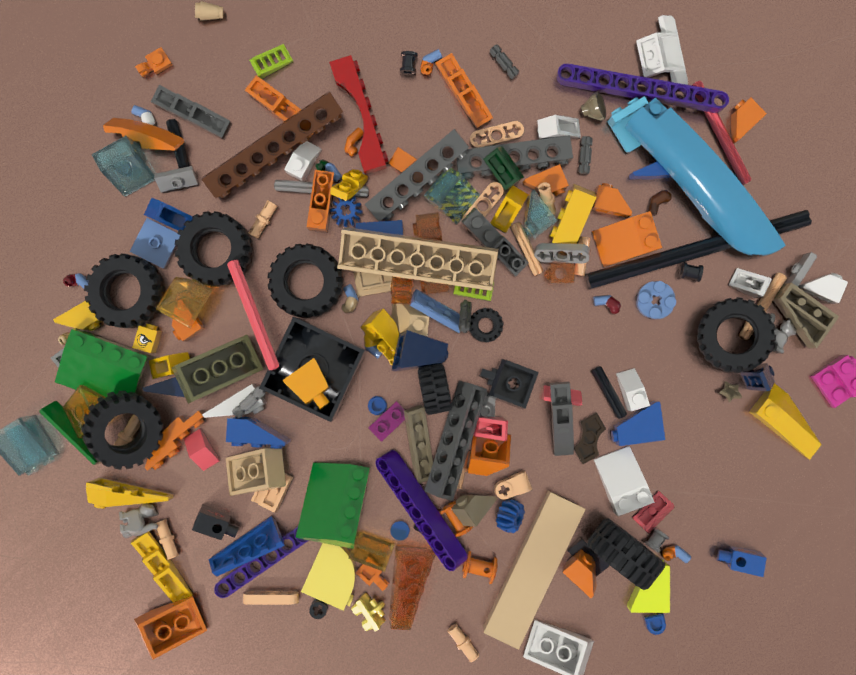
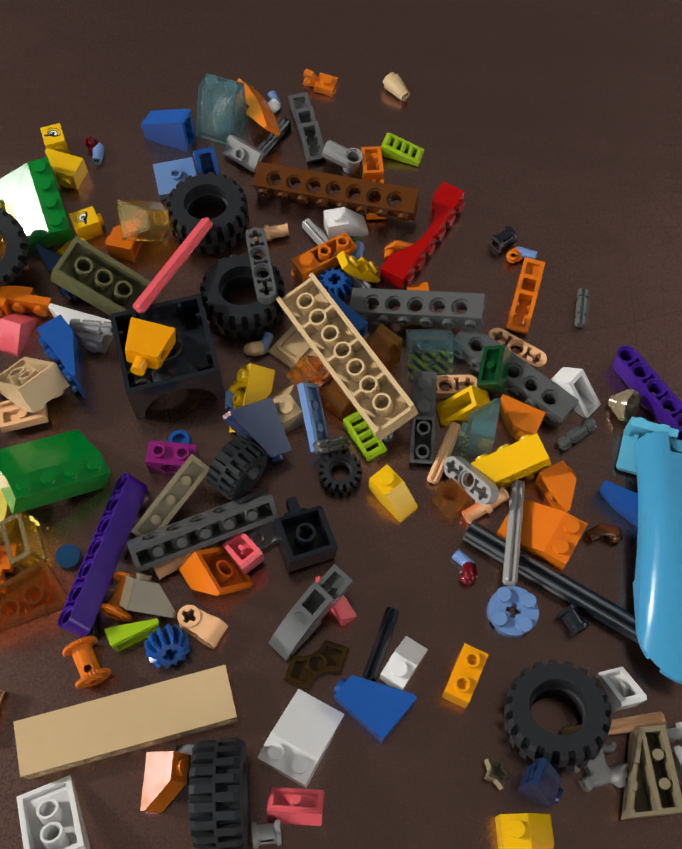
camera: 50 degrees right, 25 degrees down
(46, 306) = (54, 138): none -> yellow brick
(101, 282) = (109, 159): black tyre -> none
(107, 214) = (170, 128): none -> blue slope
(239, 111) = (342, 156): none -> light grey piece
(300, 256) = (261, 265): none -> dark grey beam
(481, 533) = (126, 635): none -> lime slope
(527, 305) = (392, 493): none -> yellow slope
(547, 196) = (505, 425): light nougat pin -> none
(616, 258) = (513, 535): none -> light grey axle
(669, 363) = (465, 675): none -> light orange brick

